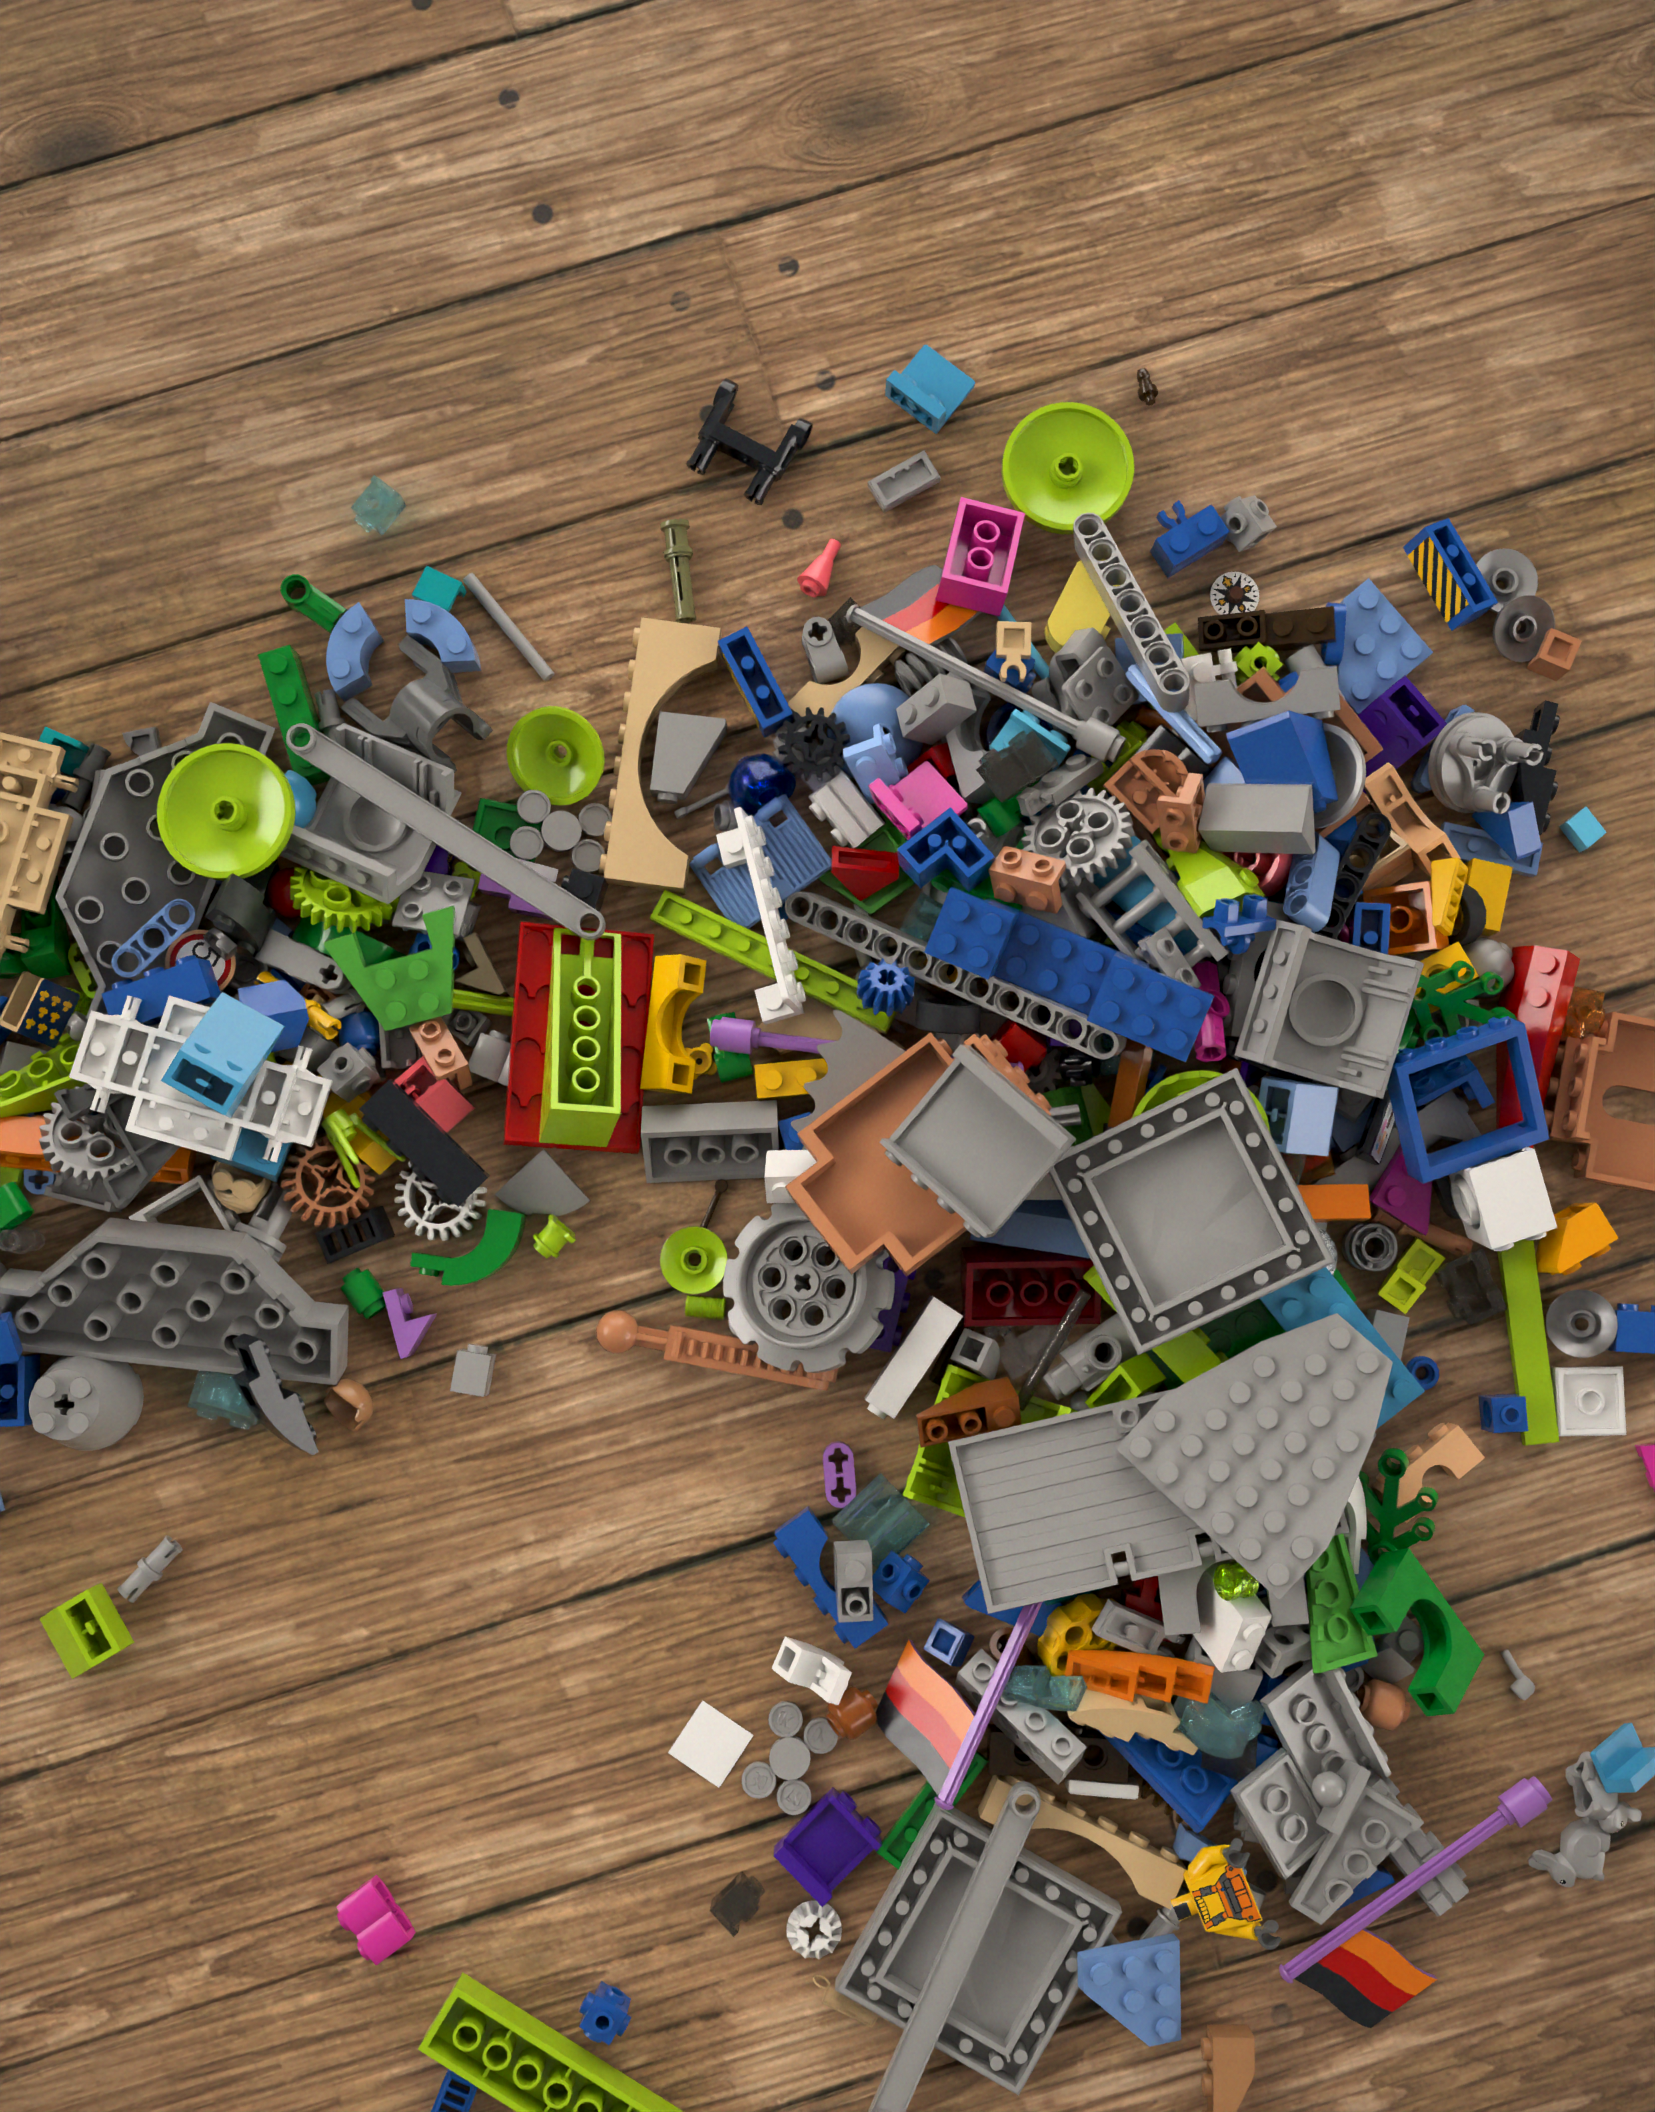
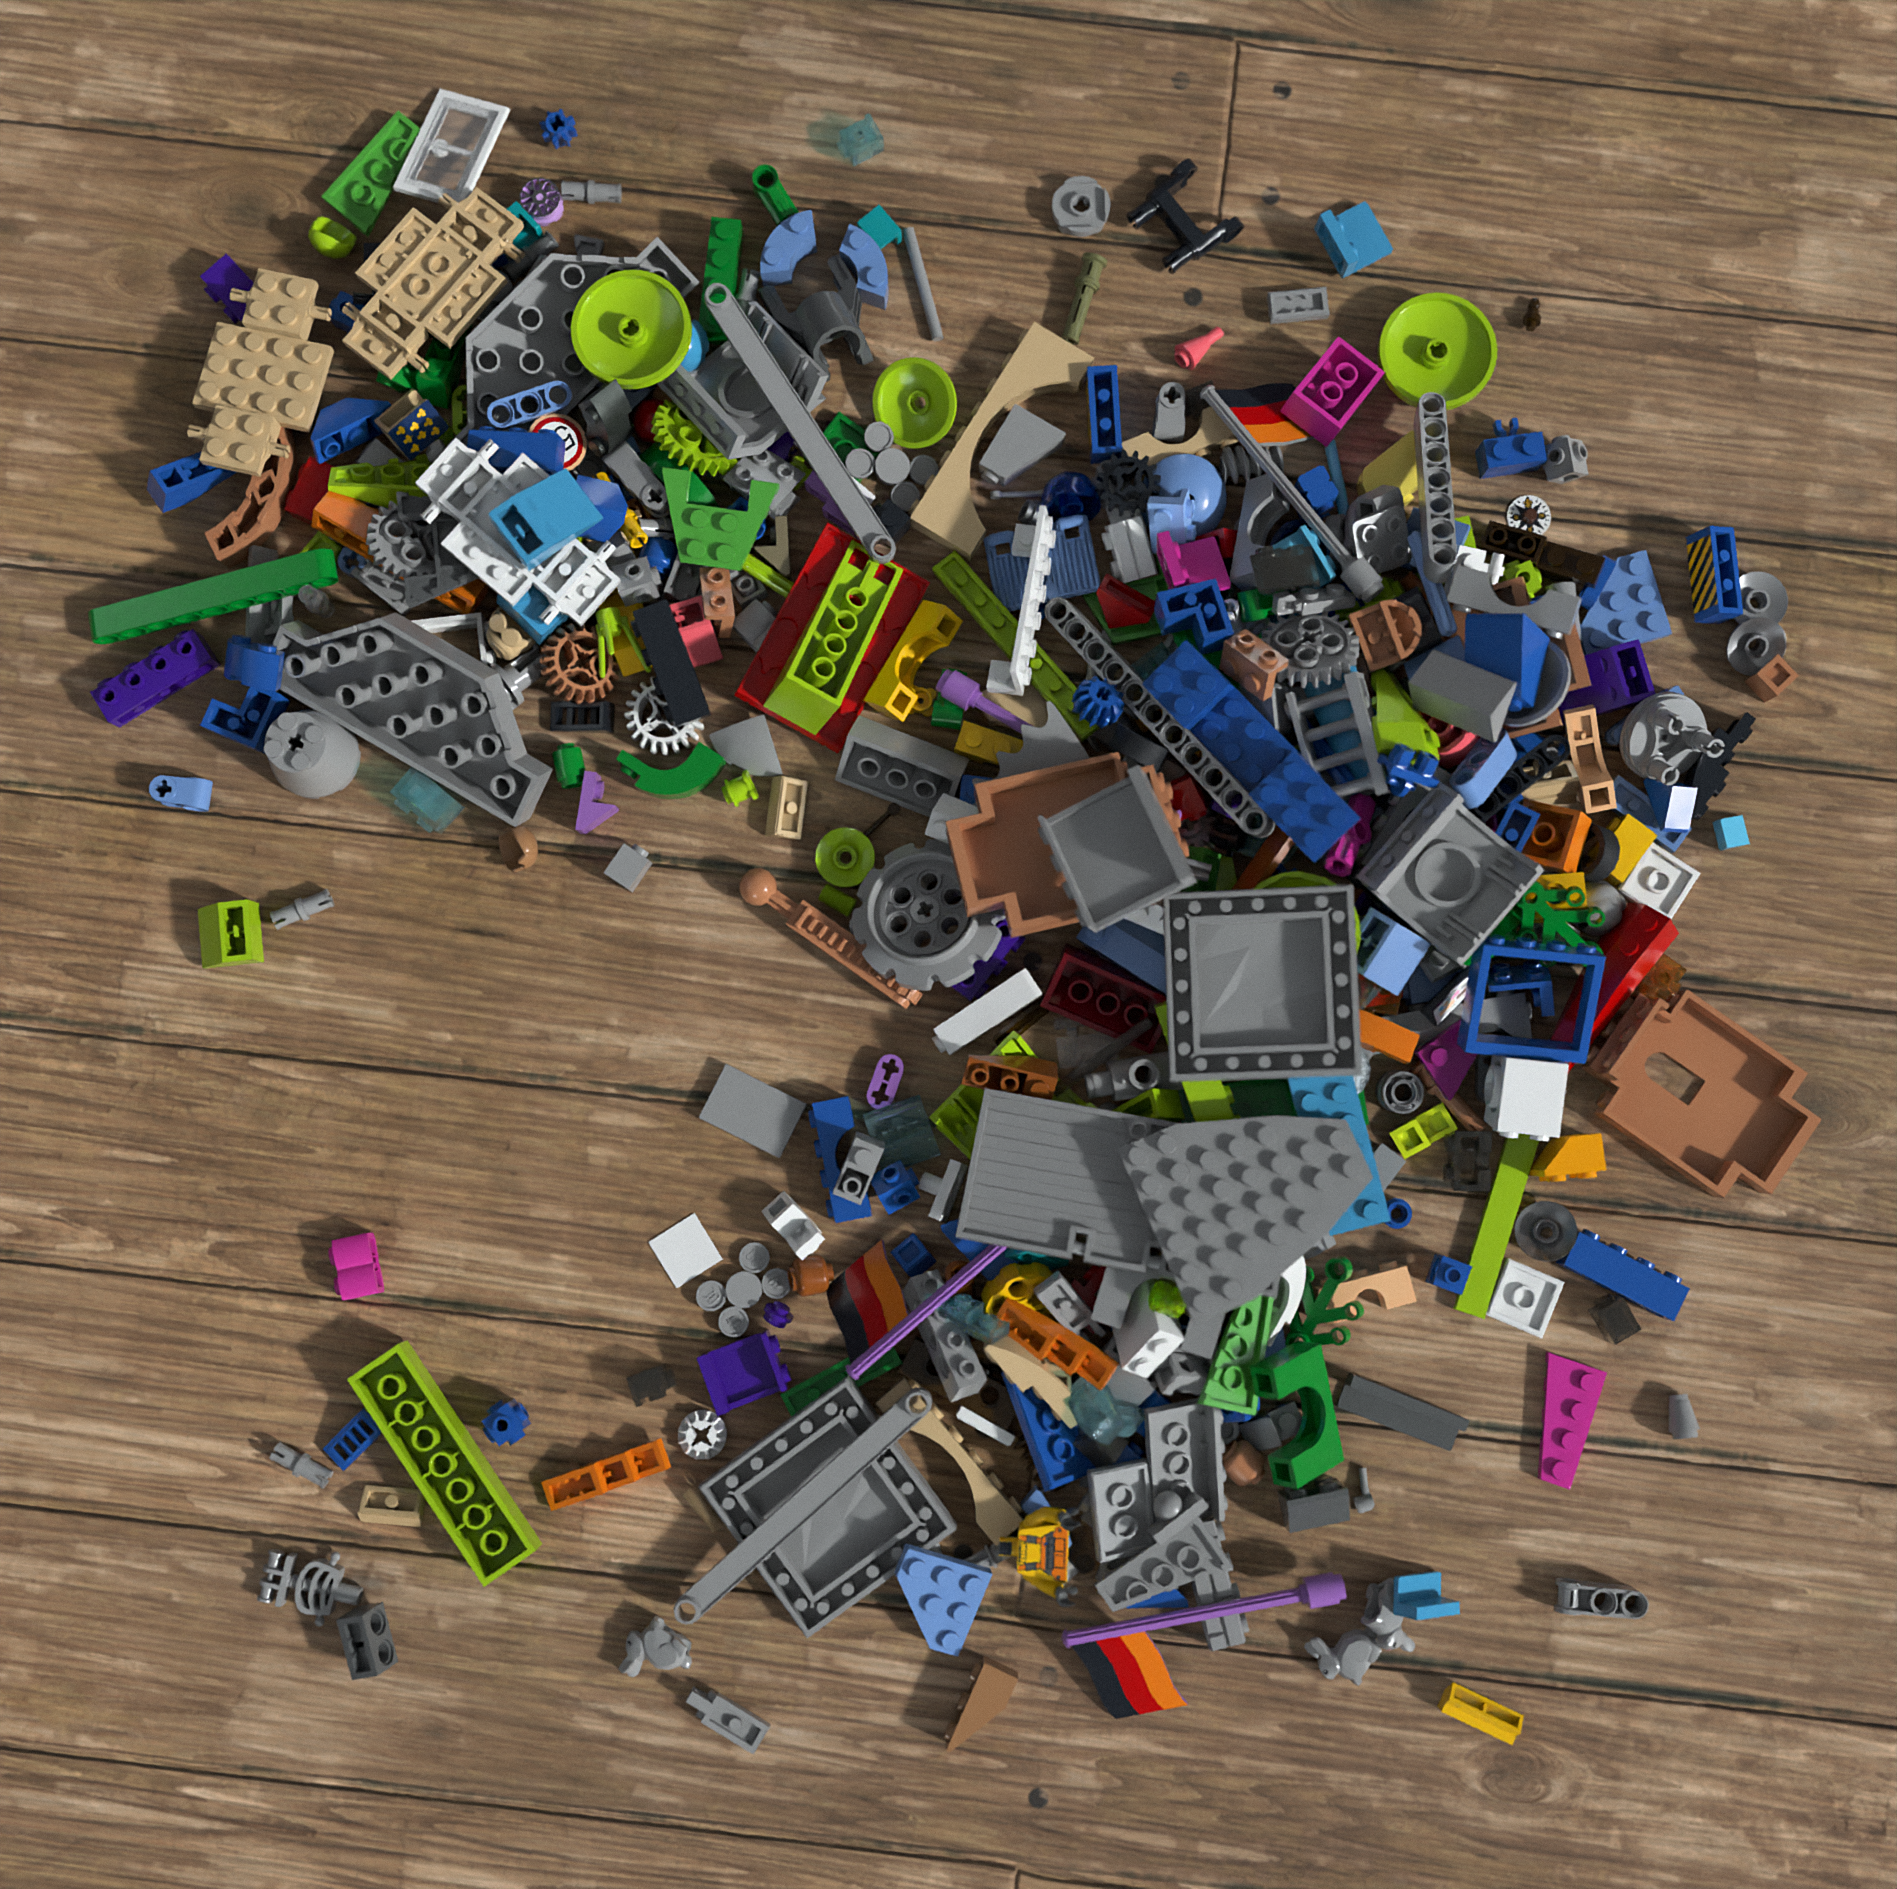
camera: 25 degrees right, 0 degrees up
(49, 625) = (558, 129): none -> blue gear
(72, 714) = (542, 201): none -> lavender wheel
(120, 681) = (591, 192): none -> light grey pin
(220, 943) = (580, 434): flat silver tile -> none
(272, 1405) = (458, 823): slope -> none
(610, 1234) = (786, 808): none -> tan slope
(630, 494) = (1080, 223): none -> light grey plate
(715, 1566) = (752, 1110): none -> light grey tile
(733, 2018) = (606, 1474): none -> orange slope
(836, 1768) = (777, 1314): none -> dark purple plate
(936, 709) = (1240, 498): light grey brick -> none
(950, 1559) = (944, 1189): none -> white tile
(977, 1354) = (1040, 1033): light grey brick -> none
(1013, 644) = (1326, 472): tan plate -> none
(1164, 954) = (1336, 771): light grey hinge -> none
(1181, 815) = (1400, 664): nougat bracket -> none
(1447, 887) = (1593, 825): yellow slope -> none
(1480, 1714) = (1314, 1504): none -> dark grey slope
(1517, 1575) = (1401, 1412): none -> dark grey panel
(1535, 913) = (1659, 881): none -> white tile

